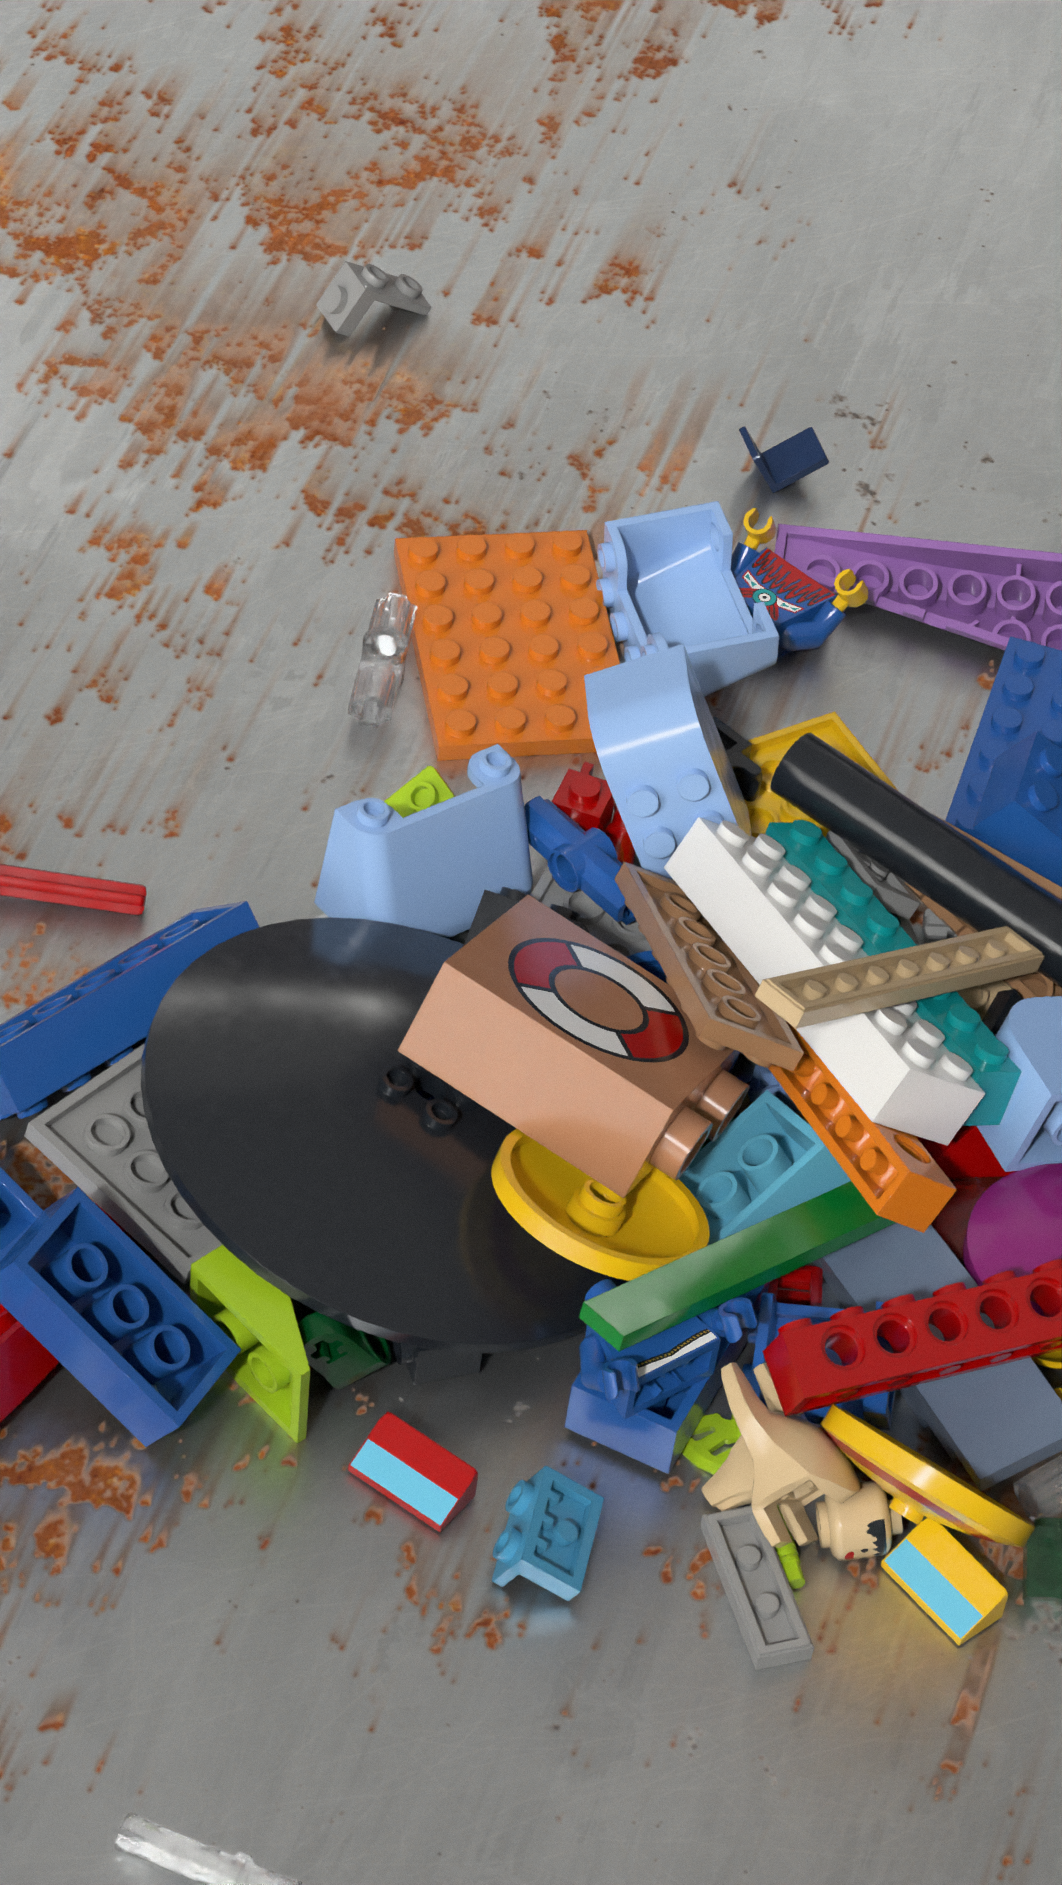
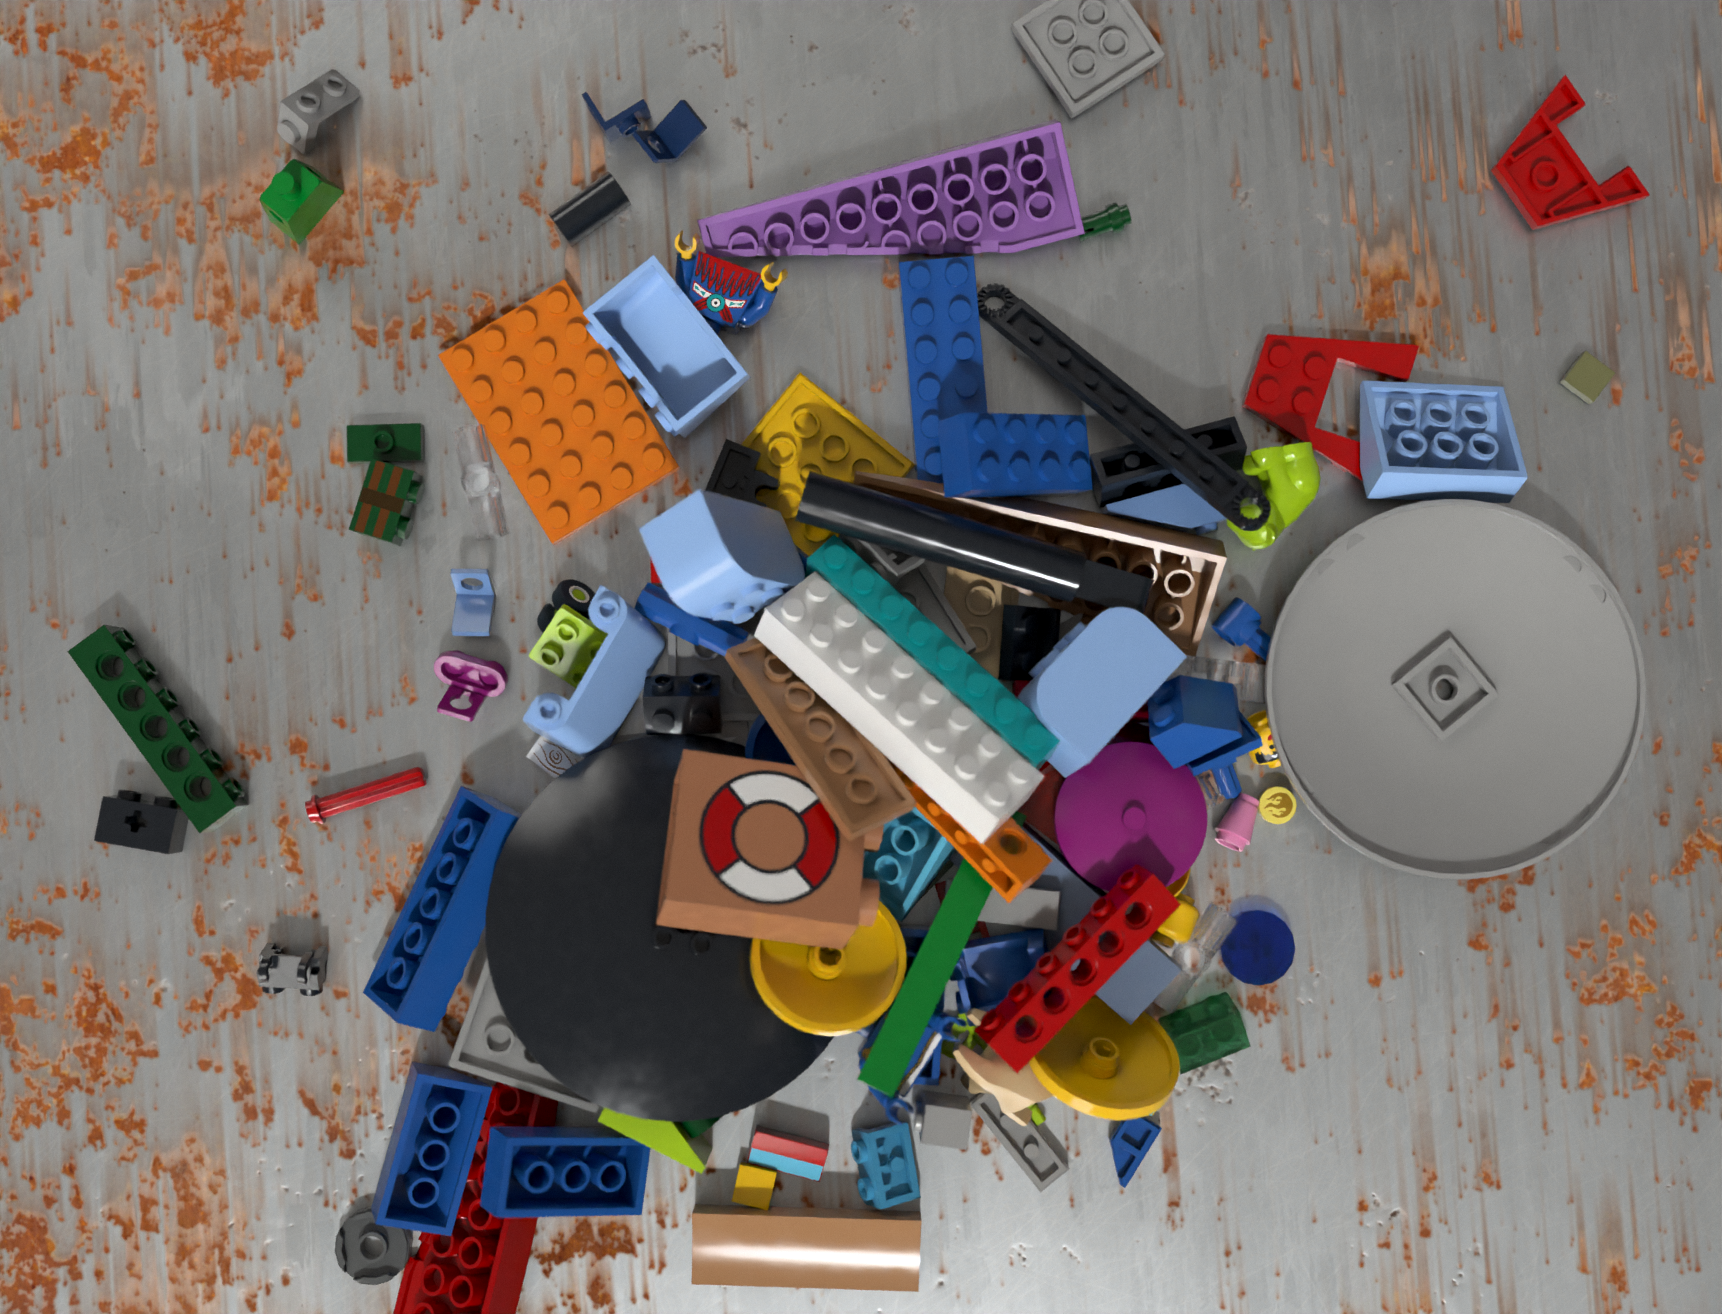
camera: 15 degrees left, 40 degrees up
(255, 635) = (387, 502): none -> dark green brick
(263, 824) = (470, 678): none -> magenta bracket
(283, 593) = (385, 443): none -> dark green plate
(304, 765) = (473, 603): none -> medium blue bracket
(312, 350) = (299, 199): none -> green torso
(345, 1494) = (754, 1185): none -> yellow tile
(385, 1587) = (806, 1247): none -> medium nougat arch
(649, 486) = (590, 208): none -> black brick
(662, 1489) = (943, 1119): none -> light grey brick
(720, 427) = (622, 124): none -> dark blue bracket
(856, 1280) = (1031, 908): none -> light grey tile
(898, 976) = (957, 719): tan tile -> none
(919, 1659) = (1130, 1144): none -> blue tile

